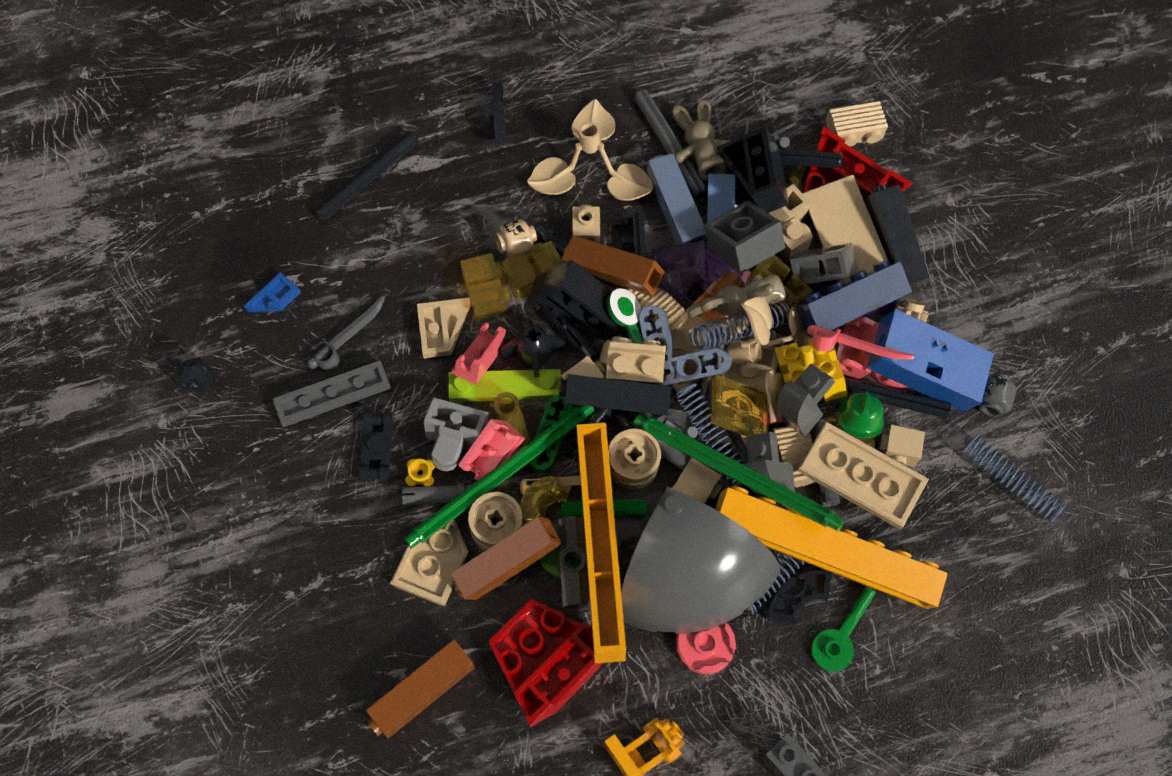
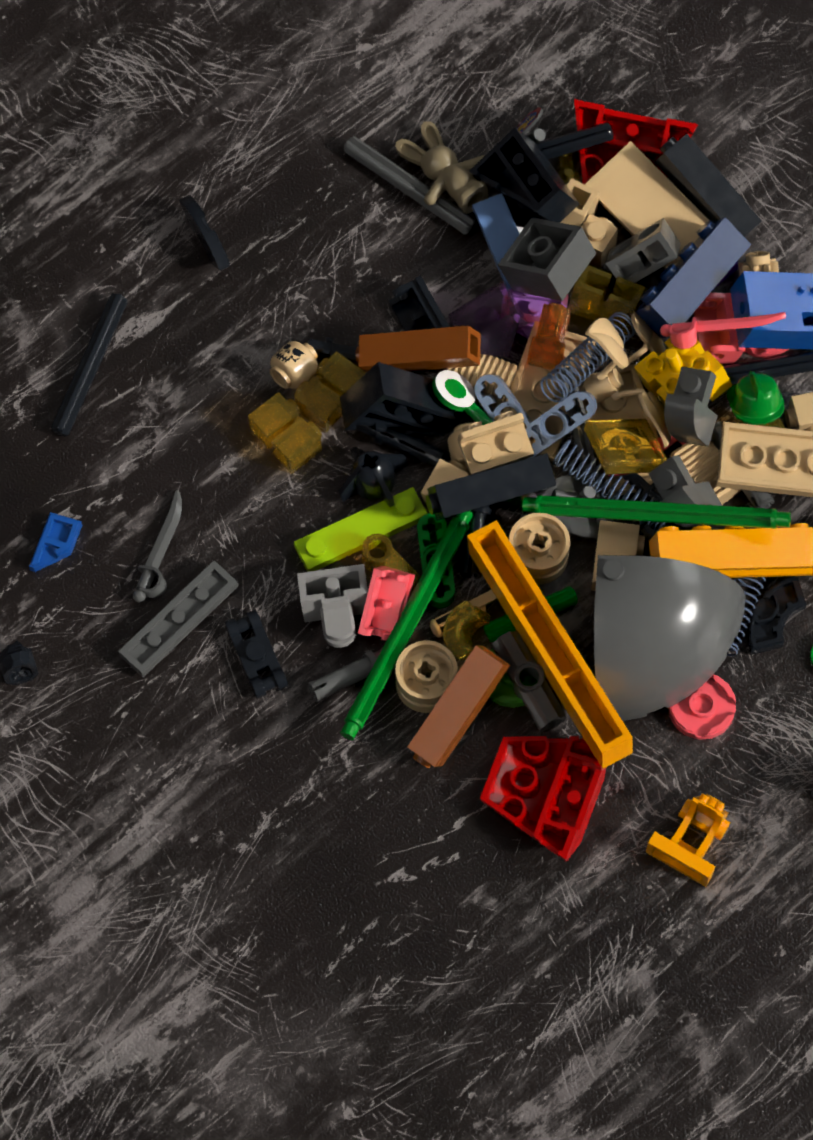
camera: 20 degrees left, 0 degrees up
(414, 467) = (321, 652): yellow plate -> none
(419, 690) = (432, 878): dark orange brick -> none
(429, 565) = (379, 751): tan tile -> none
(441, 325) = (259, 495): tan wing -> none
(479, 355) = (318, 508): coral hinge -> none
(586, 222) = (363, 316): tan brick -> none
(590, 128) = (317, 203): tan plant -> none
(675, 200) = (448, 249): sand blue brick -> none
(730, 297) = (569, 332): dark tan animal -> none
(858, 122) = (606, 78): tan brick -> none

